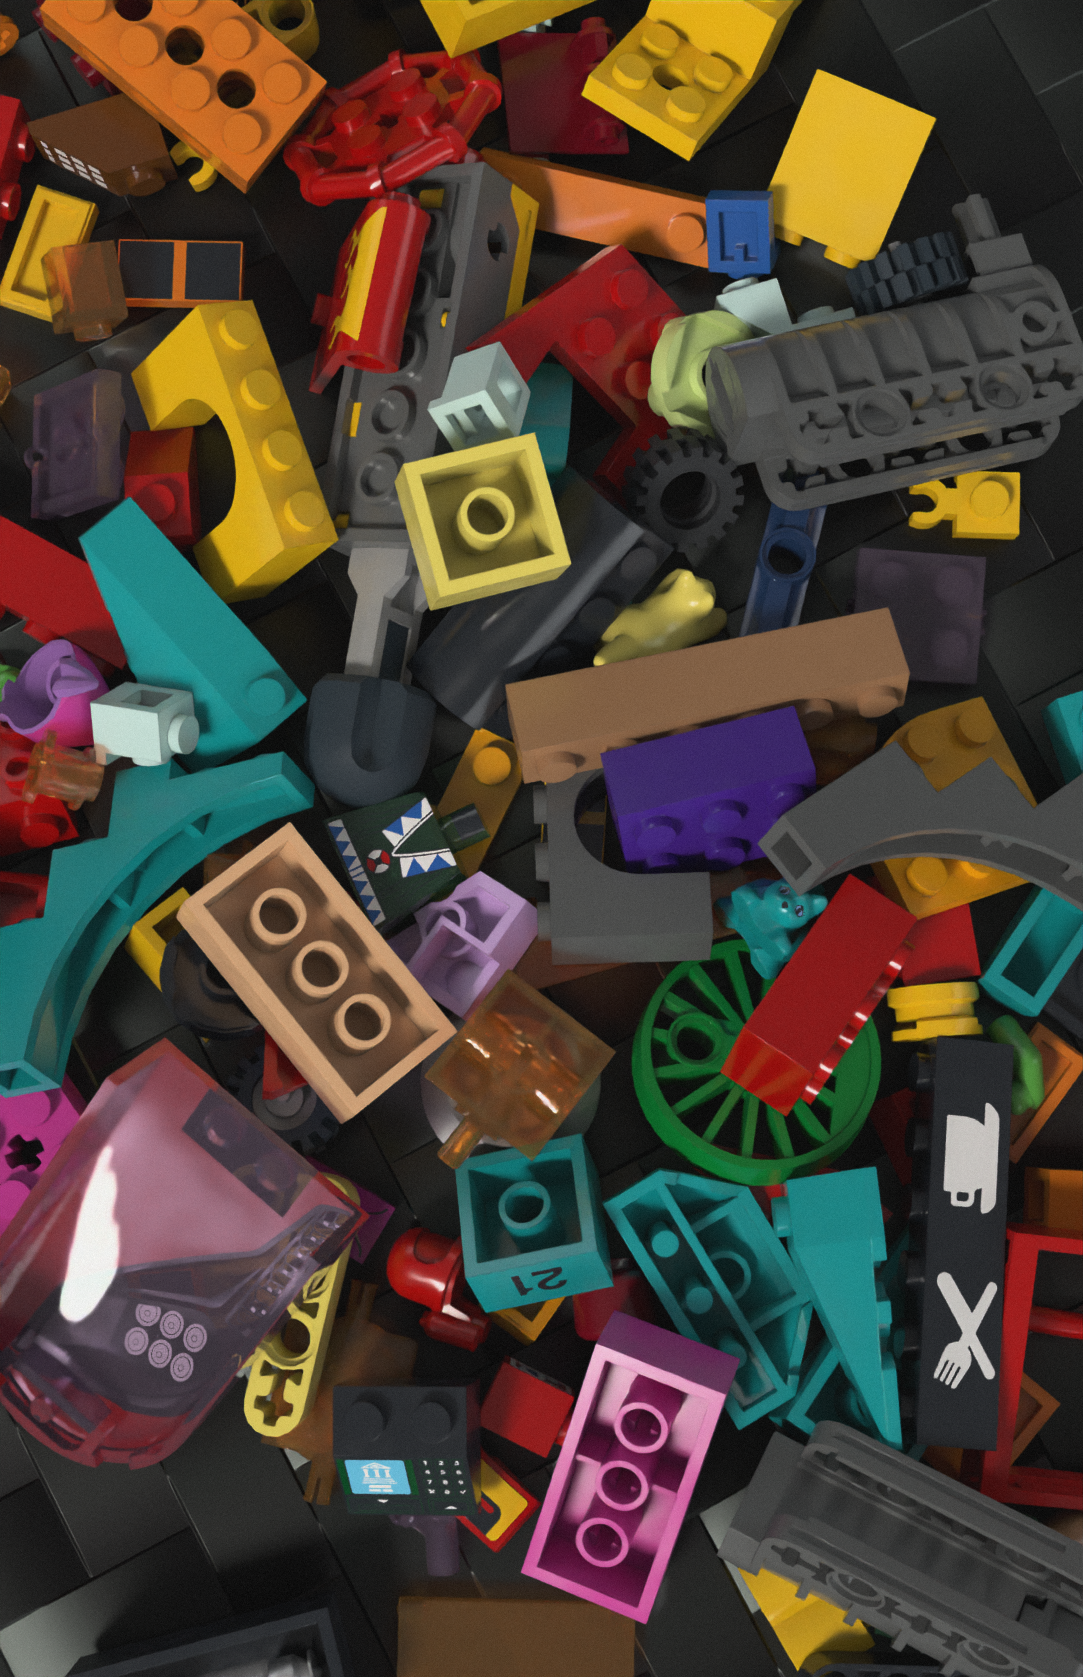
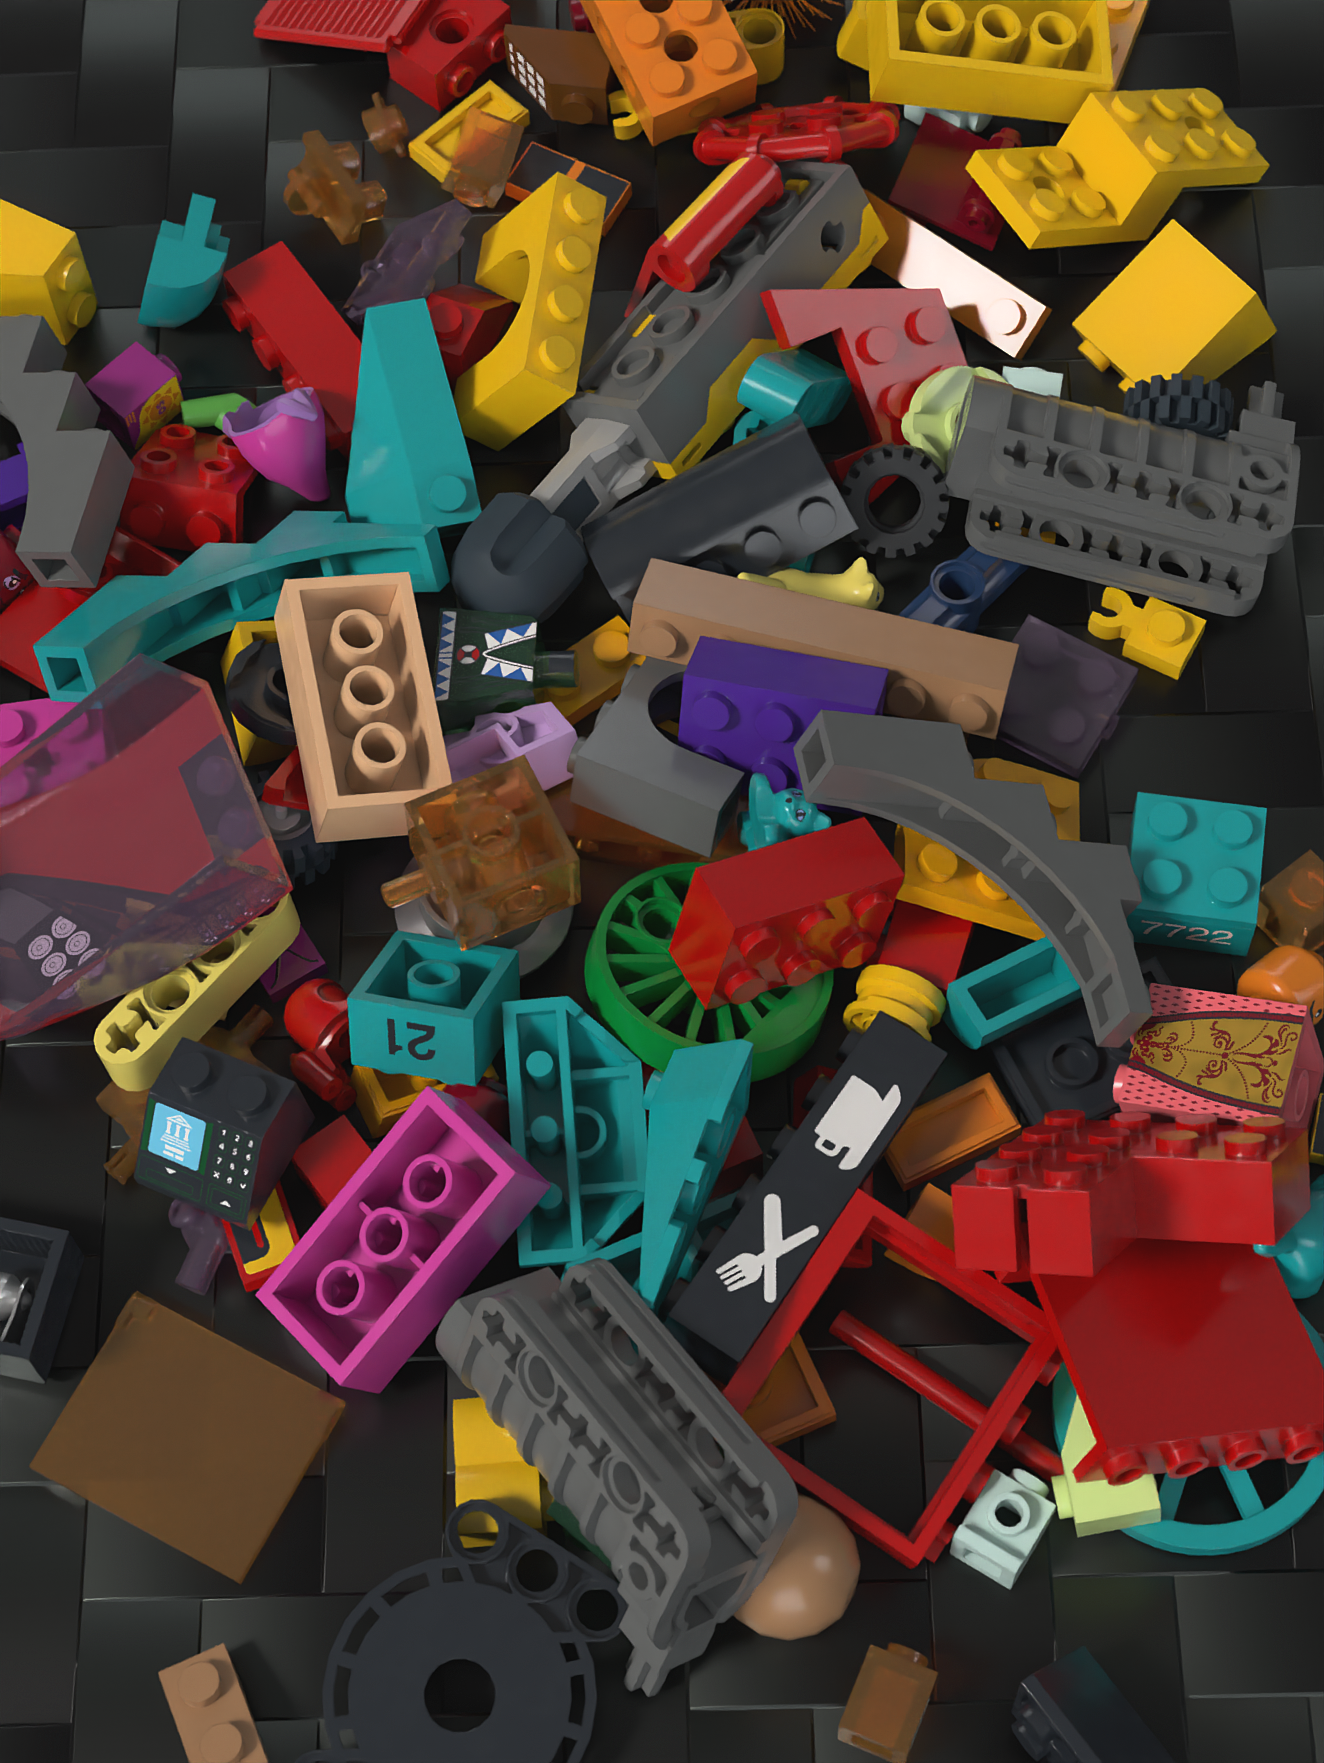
camera: 30 degrees right, 20 degrees down
(62, 772) = (248, 476): clear orange brick -> none
(143, 724) = (334, 474): light aqua brick -> none
(481, 399) = (746, 325): light aqua brick -> none
(482, 521) = (694, 402): light yellow brick -> none
(741, 233) = (1050, 329): blue bracket -> none
(1028, 1074) = (955, 1092): bright green arm -> none

